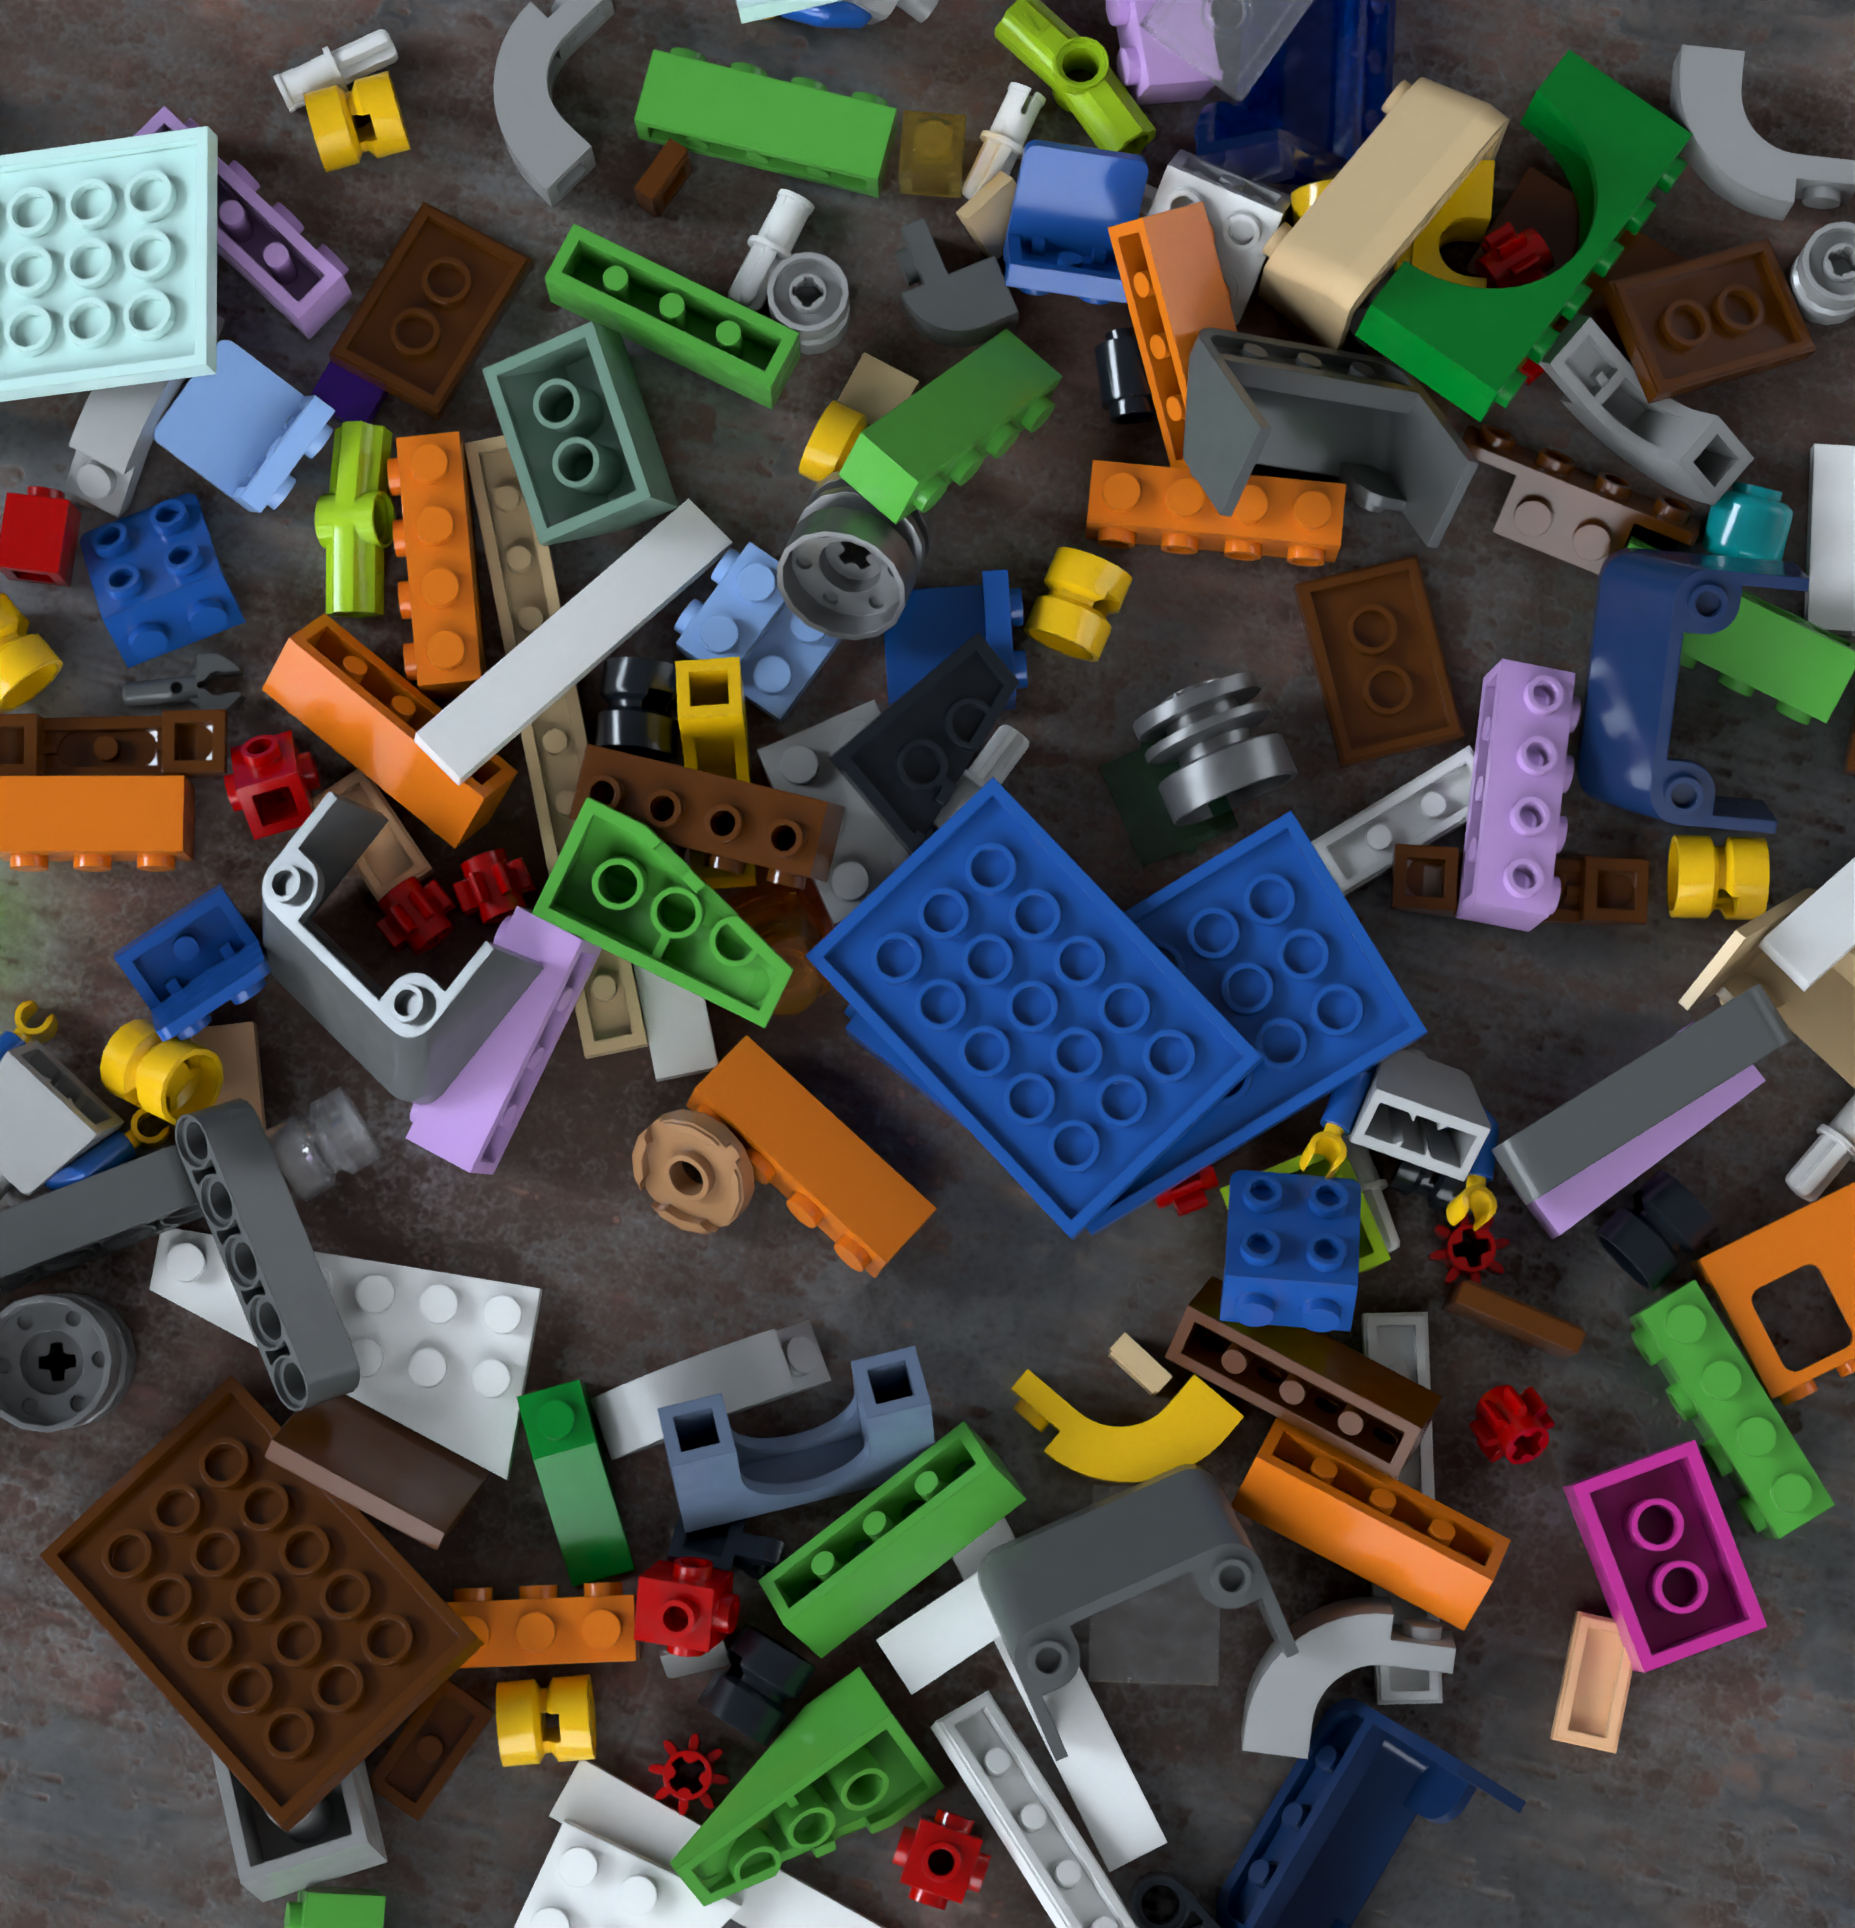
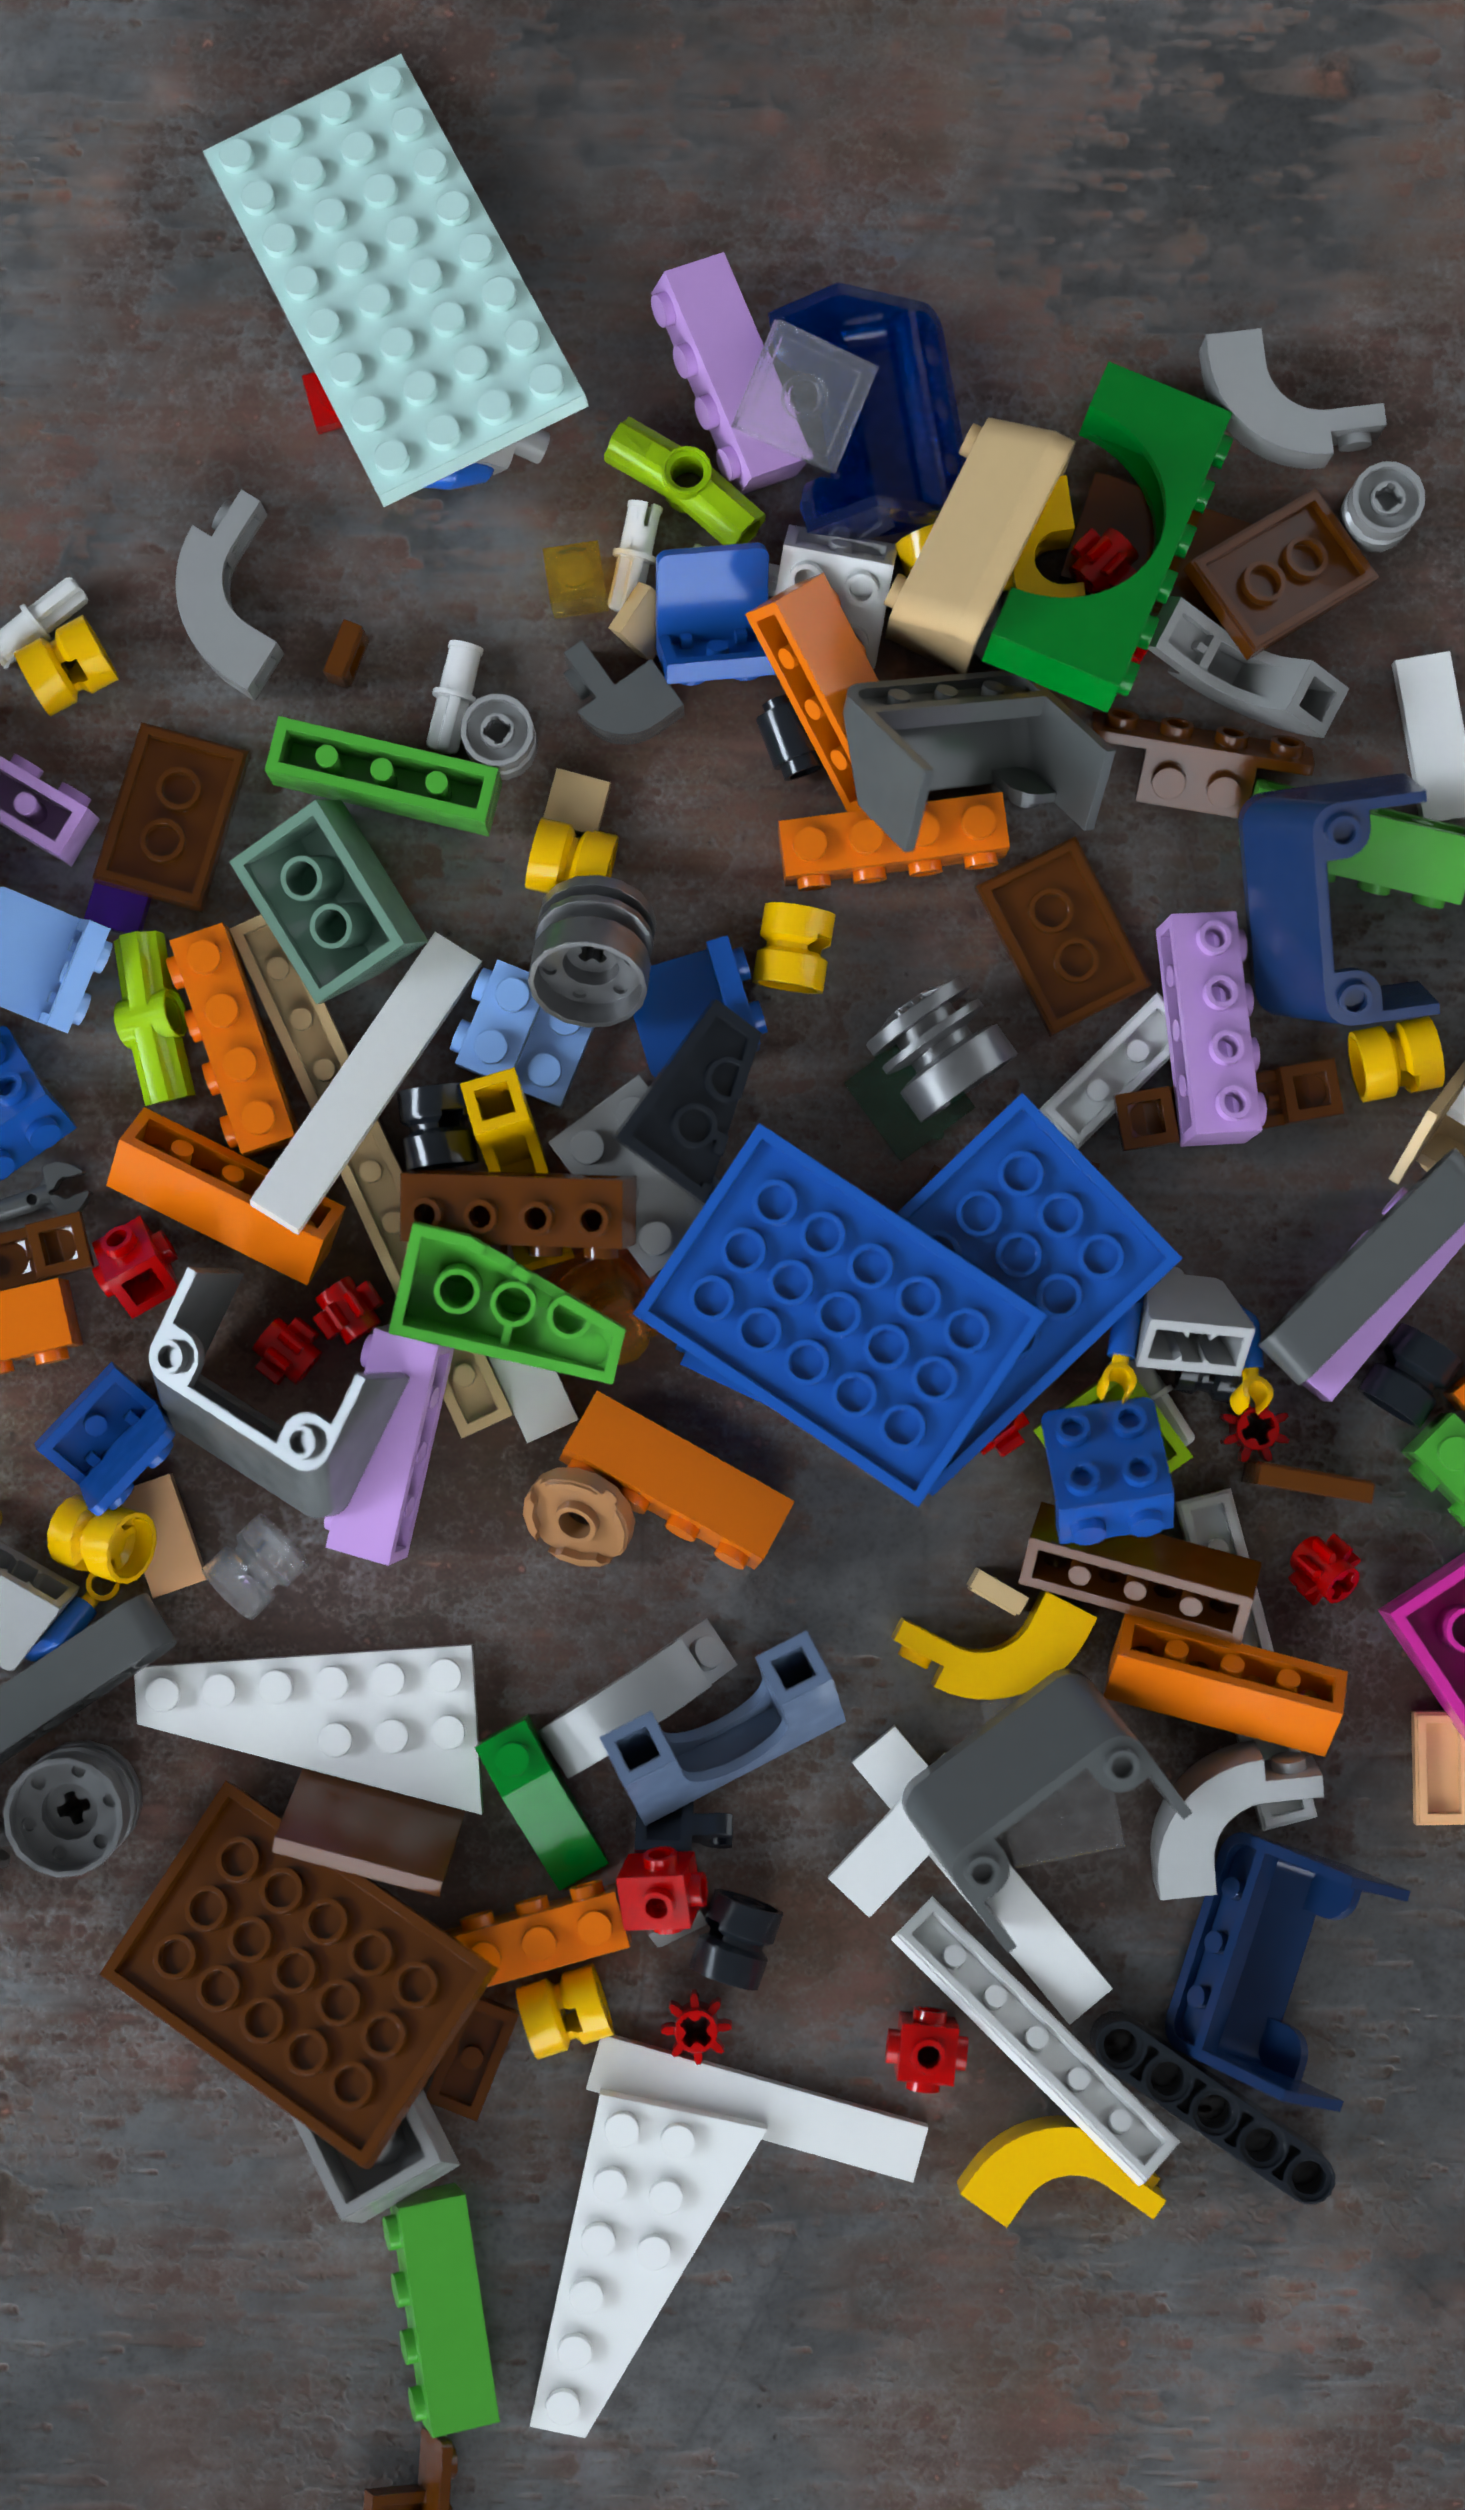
camera: 15 degrees left, 5 degrees up
(267, 1254) = (231, 1675): dark grey beam -> none
(393, 852) = (255, 1300): light nougat tile -> none
(767, 121) = (424, 583): bright green brick -> none
(824, 1777) = (812, 2001): bright green wedge -> none
(891, 1540) = (822, 1792): bright green brick -> none
(951, 427) = (650, 821): bright green brick -> none
(994, 761) = (749, 1112): white axle -> none
(1748, 523) = (1355, 746): teal head -> none

